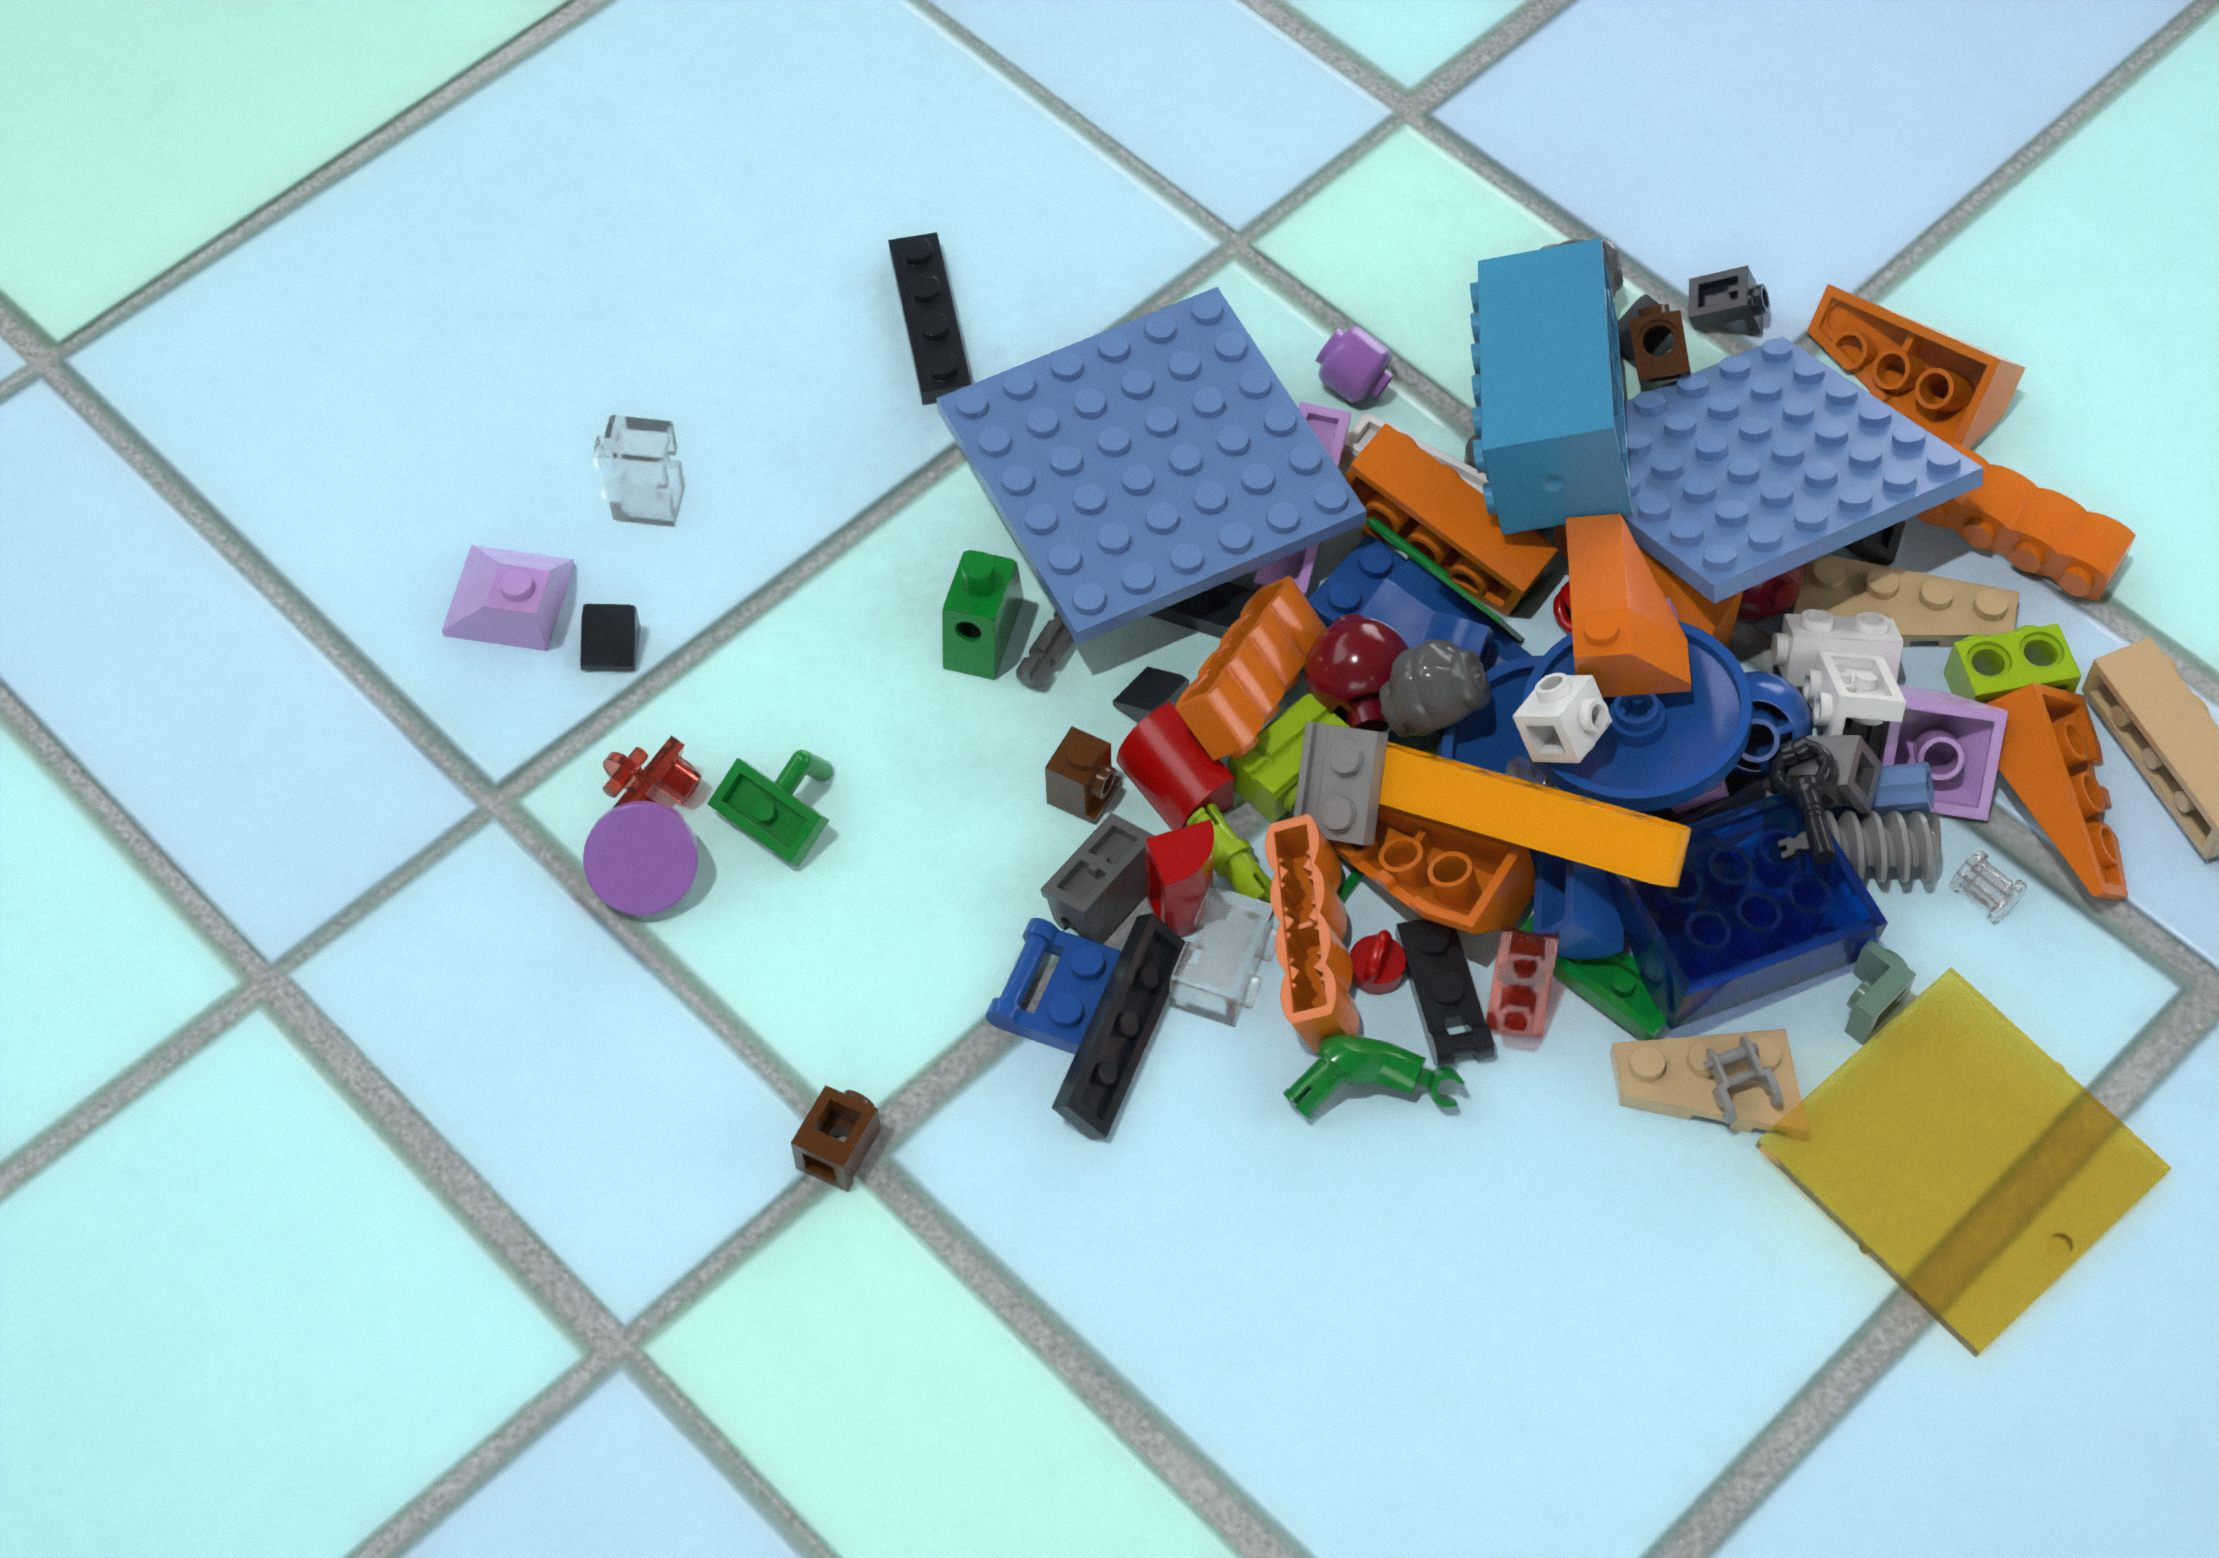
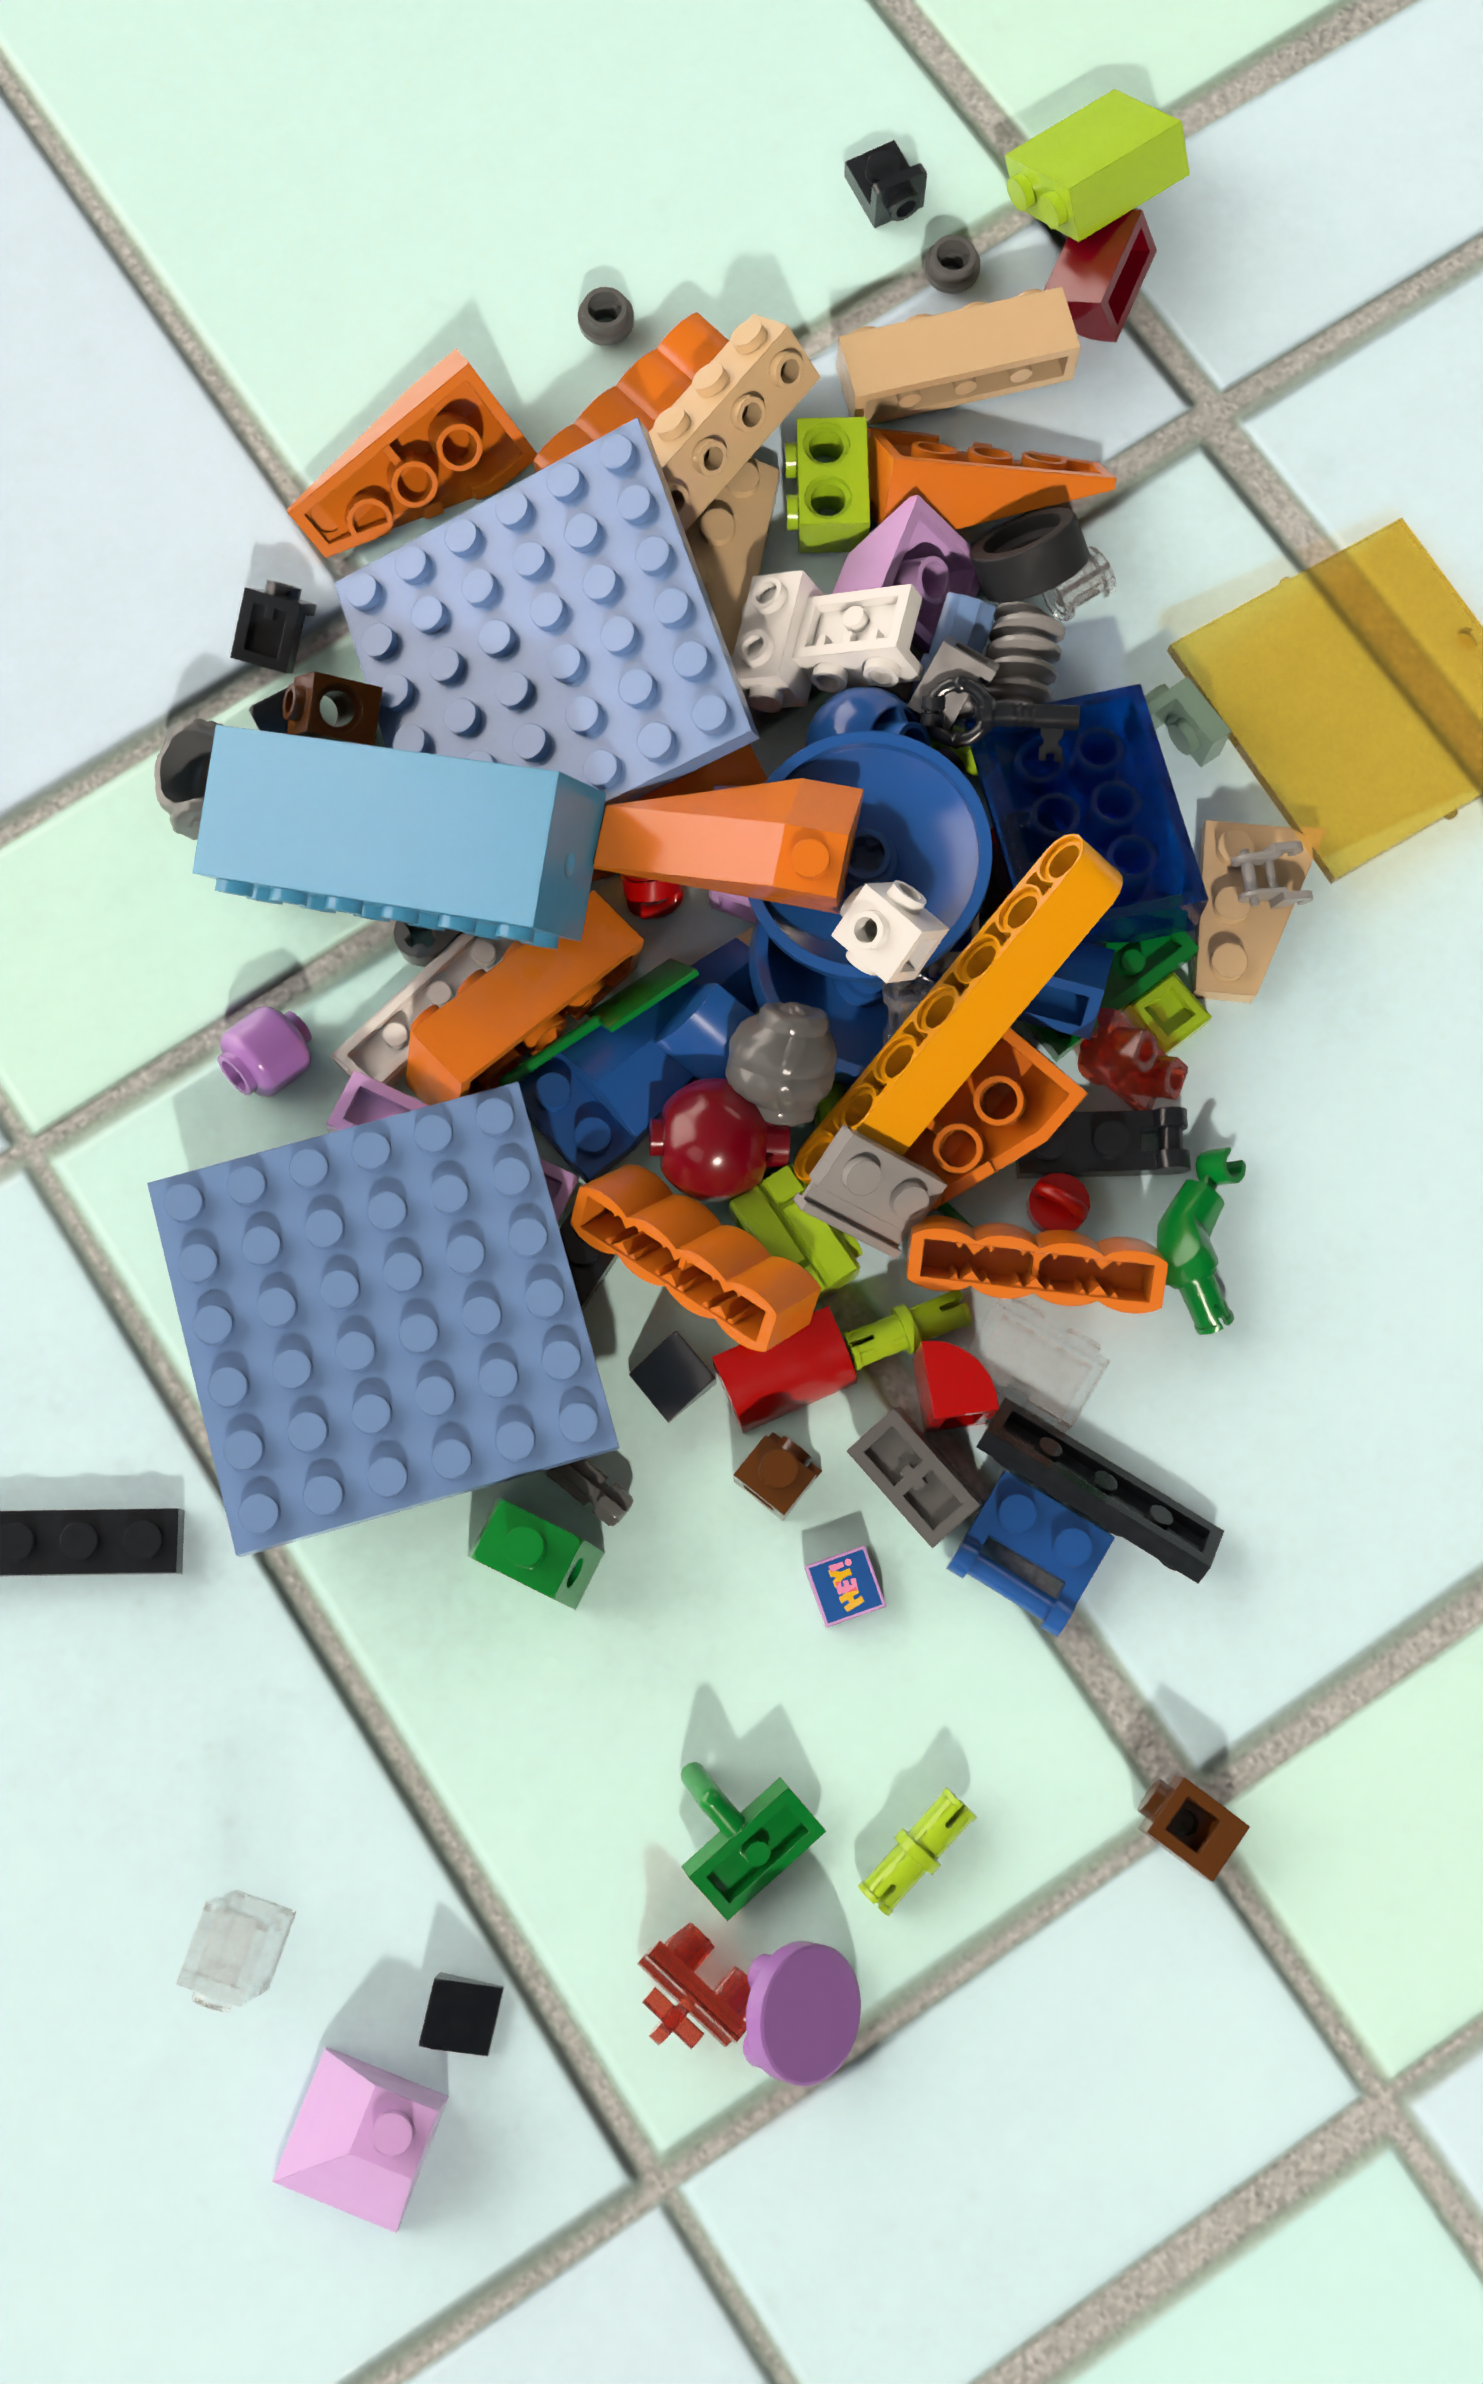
camera: 80 degrees left, 20 degrees up
(784, 934) = (917, 1851): none -> lime pin
(998, 851) = (845, 1586): none -> blue tile
(1584, 1030) = (1168, 1013): none -> lime tile
(1993, 827) = (1030, 555): none -> black tyre
(2023, 561) = (730, 412): none -> tan brick
(2113, 481) = (605, 303): none -> dark grey plate

